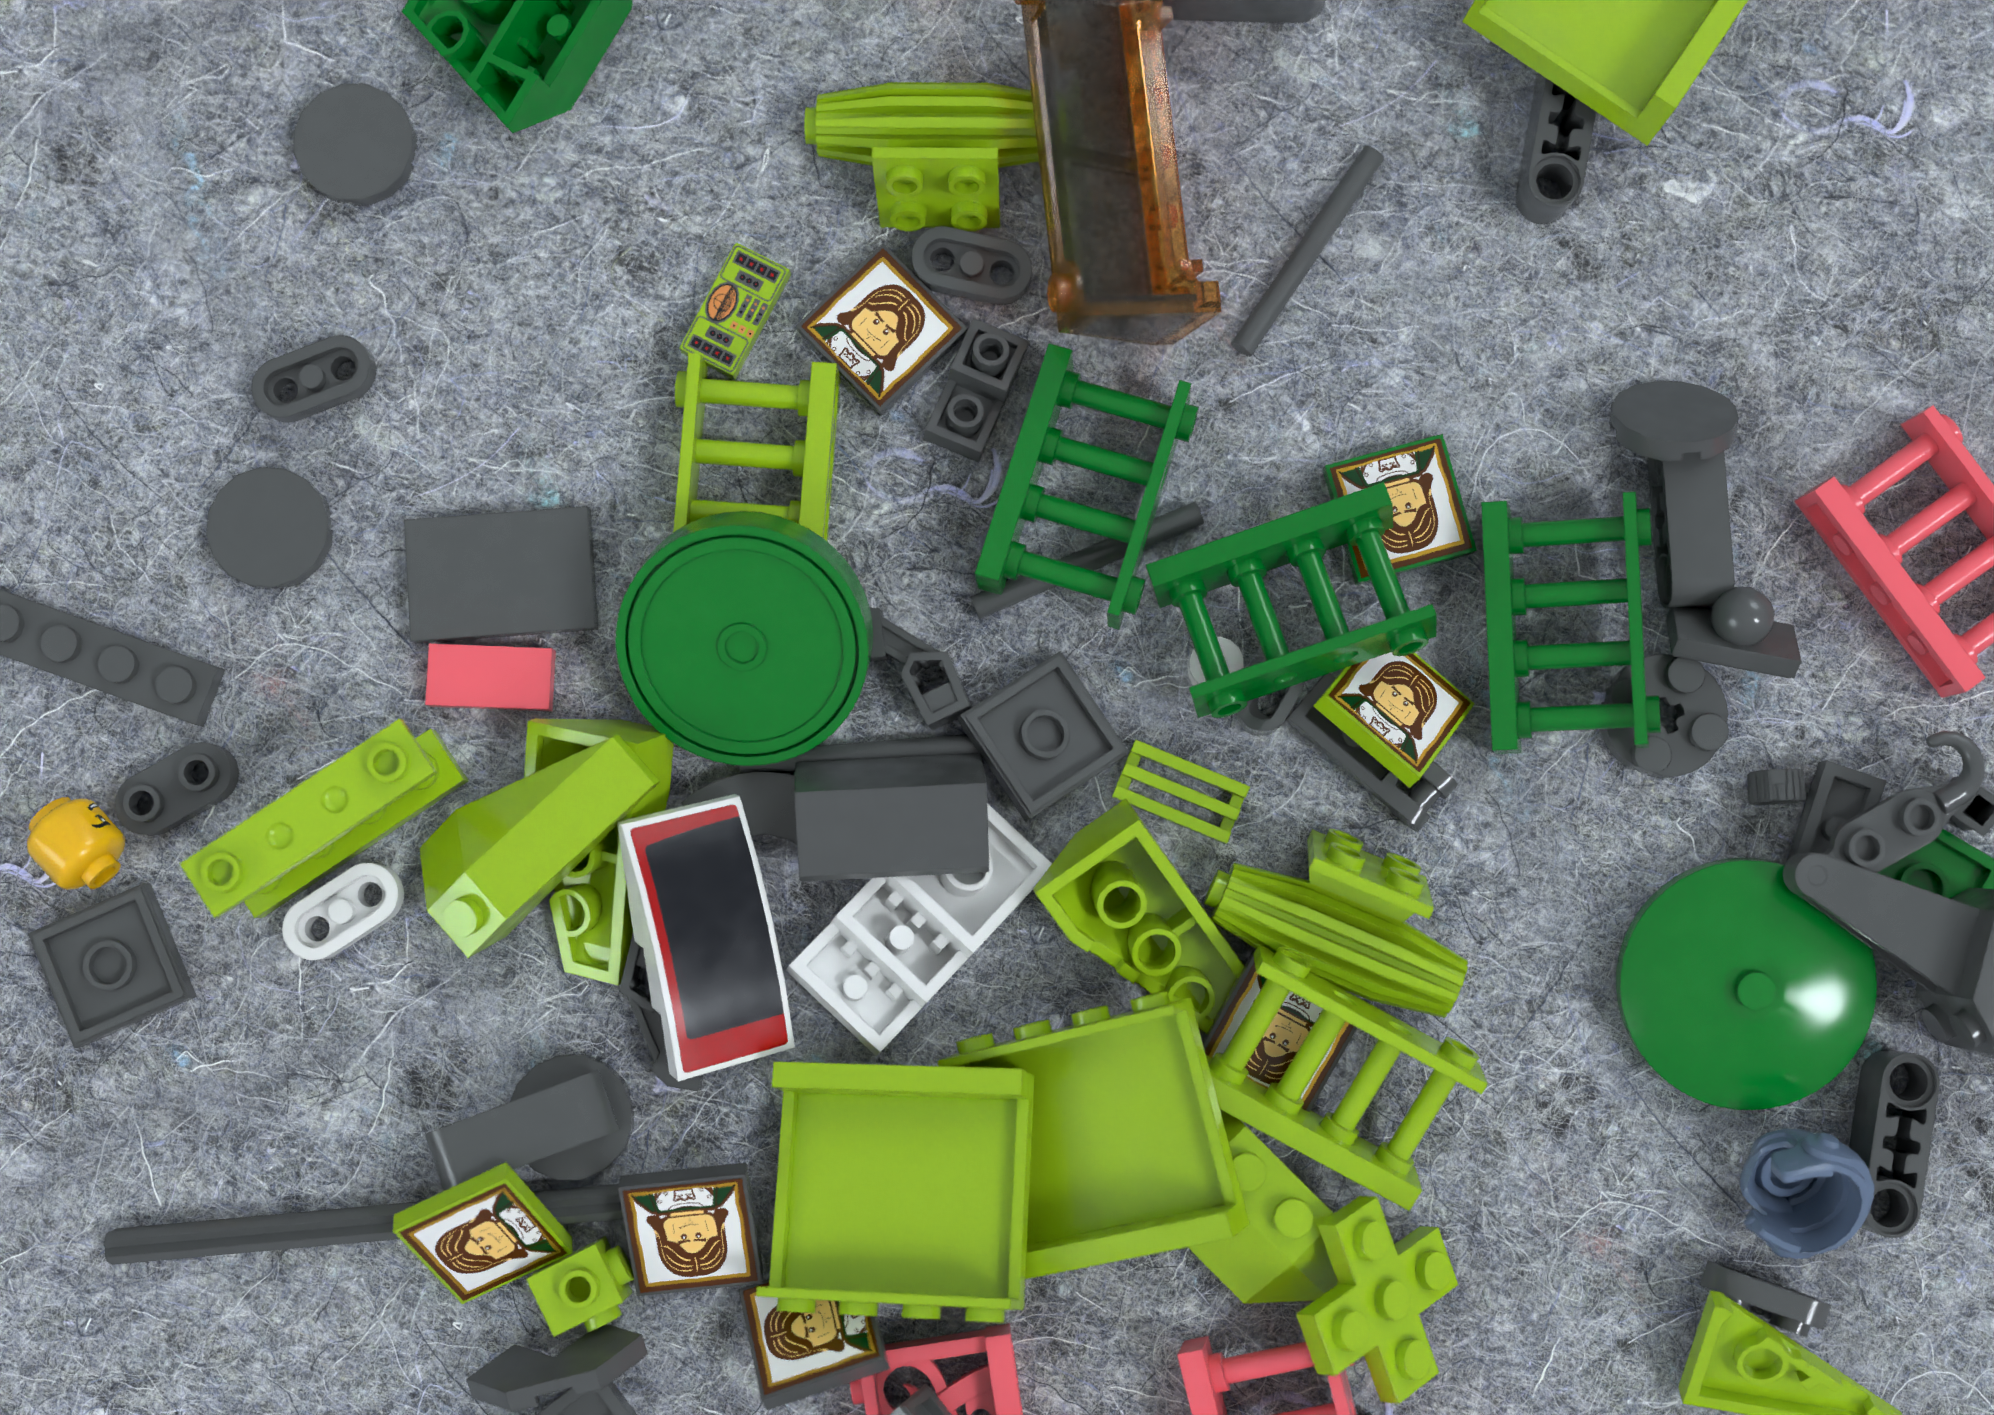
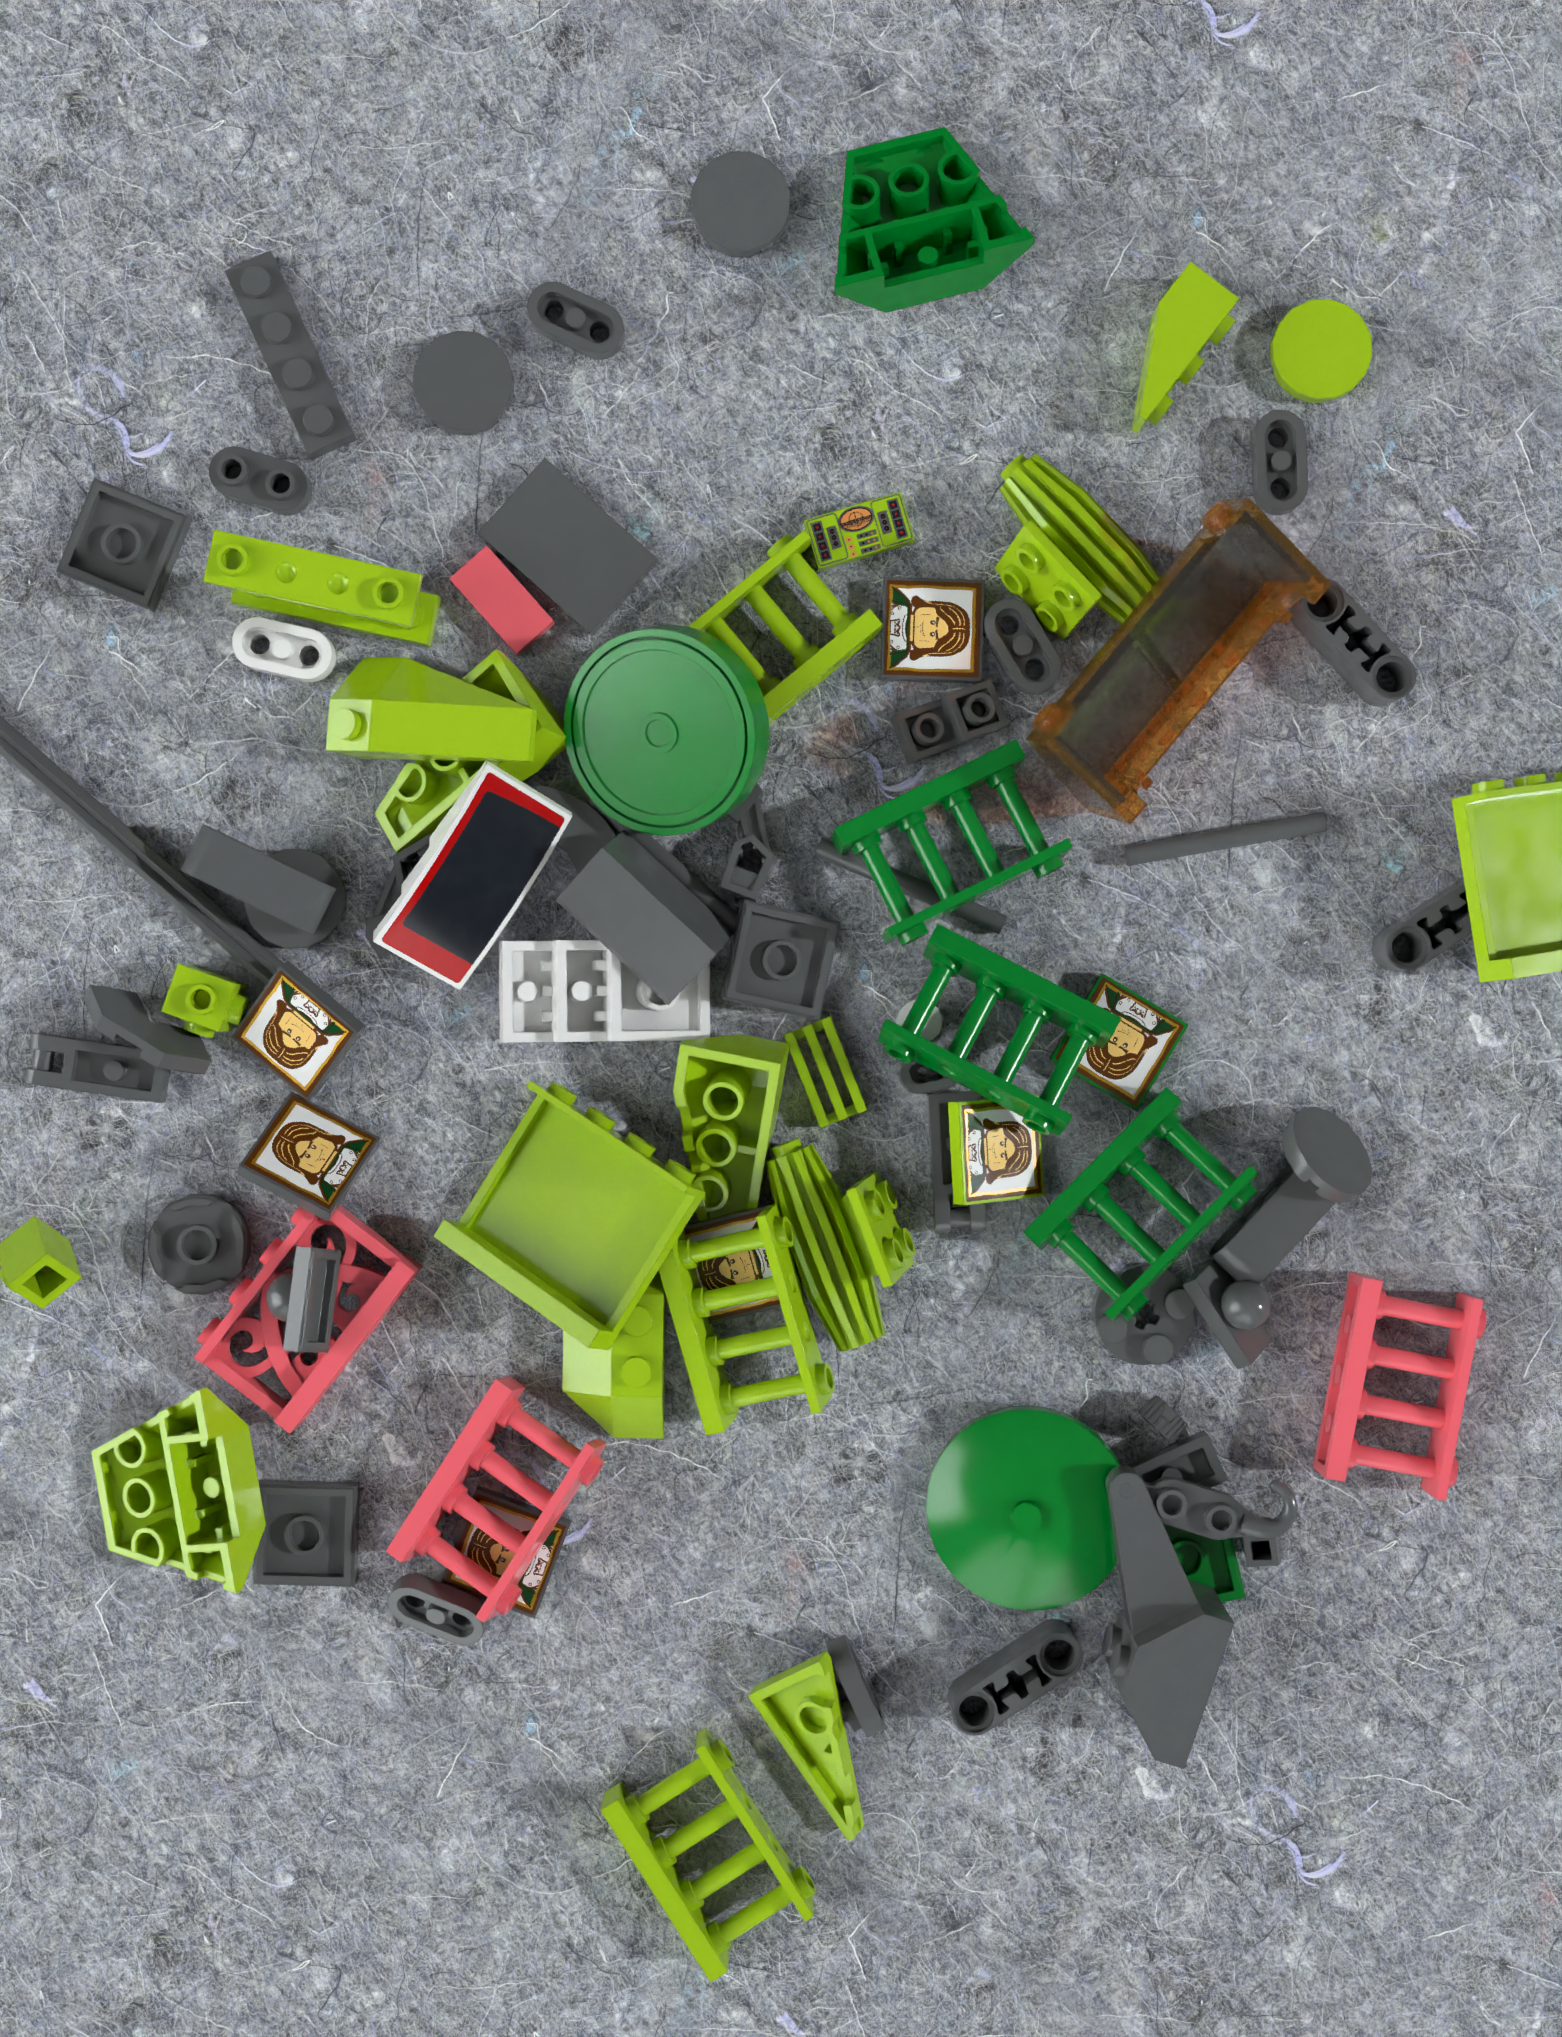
camera: 50 degrees right, 5 degrees up
(75, 843) = (171, 453): yellow head -> none
(483, 1233) = (179, 913): tile -> none
(902, 1189) = (436, 1131): lime panel -> none
(1377, 1300) = (637, 1464): lime plate -> none
(1805, 1192) = (938, 1653): sand blue helmet -> none

